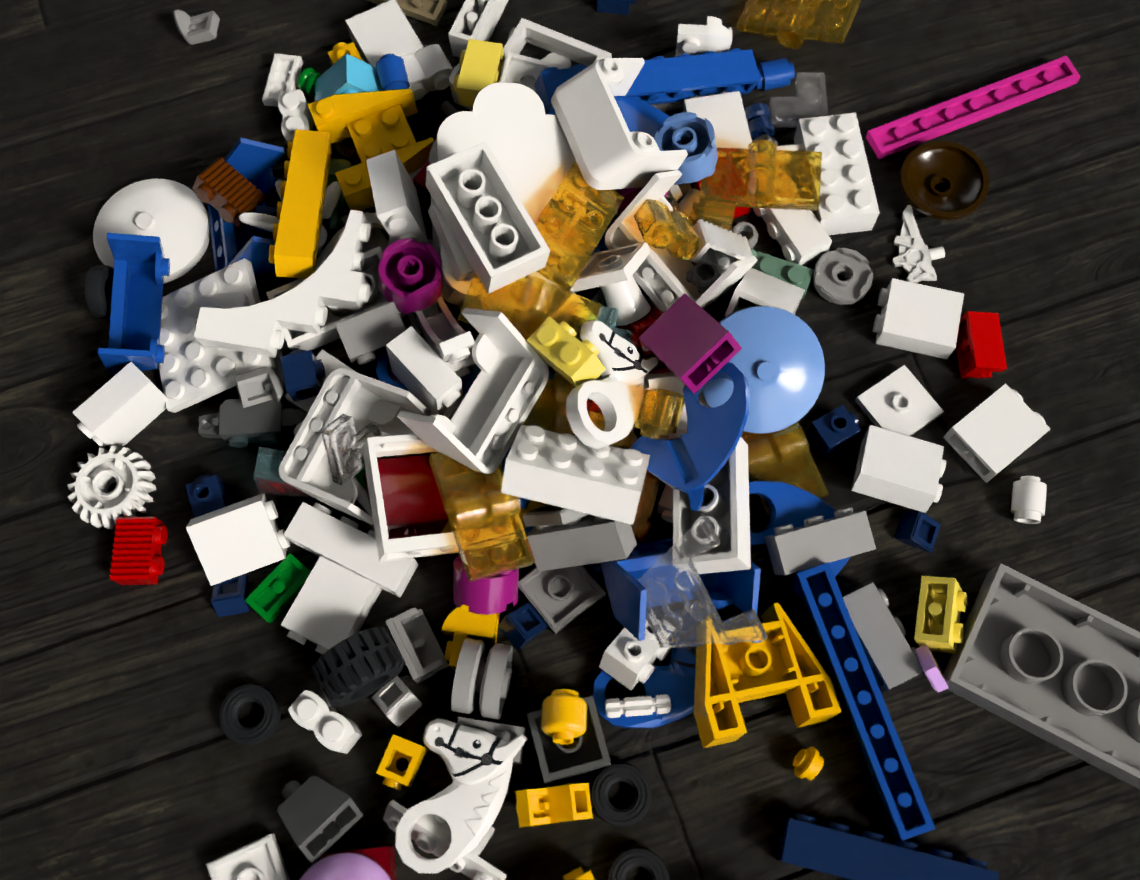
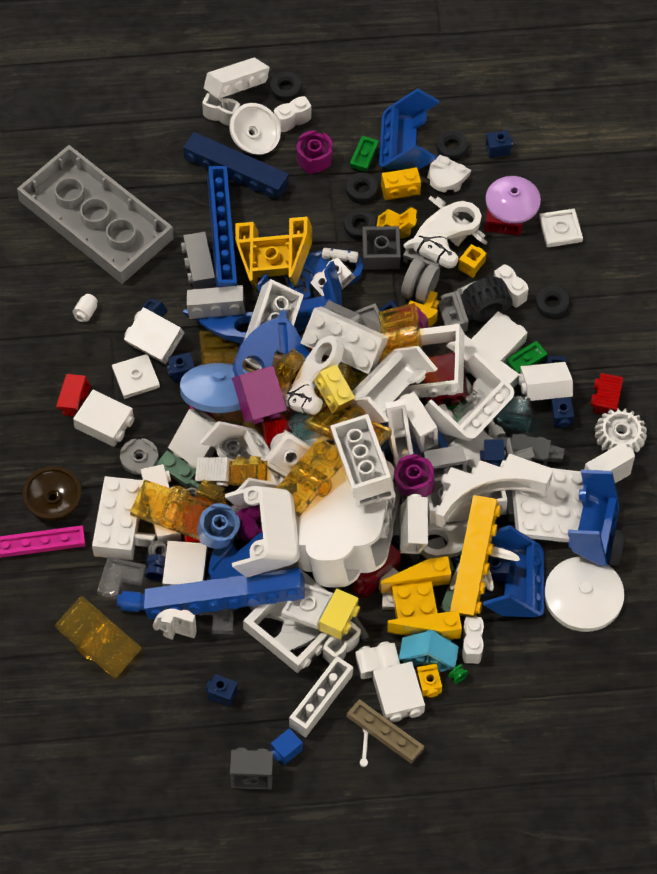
camera: 170 degrees left, 10 degrees down
(197, 28) = (534, 738): light grey plate -> none
(227, 191) = (526, 586): reddish brown brick -> none
(282, 77) = (478, 681): white plate -> none
(316, 815) = (522, 243): dark grey torso -> none
(392, 73) = (399, 644): blue brick -> none
(564, 716) = (381, 245): yellow head -> none
(680, 605) = (305, 277): clear wing -> none
(808, 763) = (258, 215): yellow plate -> none
(913, 253) = (86, 462): white piece -> none
(931, 668) = (178, 237): lavender tile -> none
(939, 614) = (163, 260): light yellow brick -> none
(996, 432) = (86, 345): white brick -> none

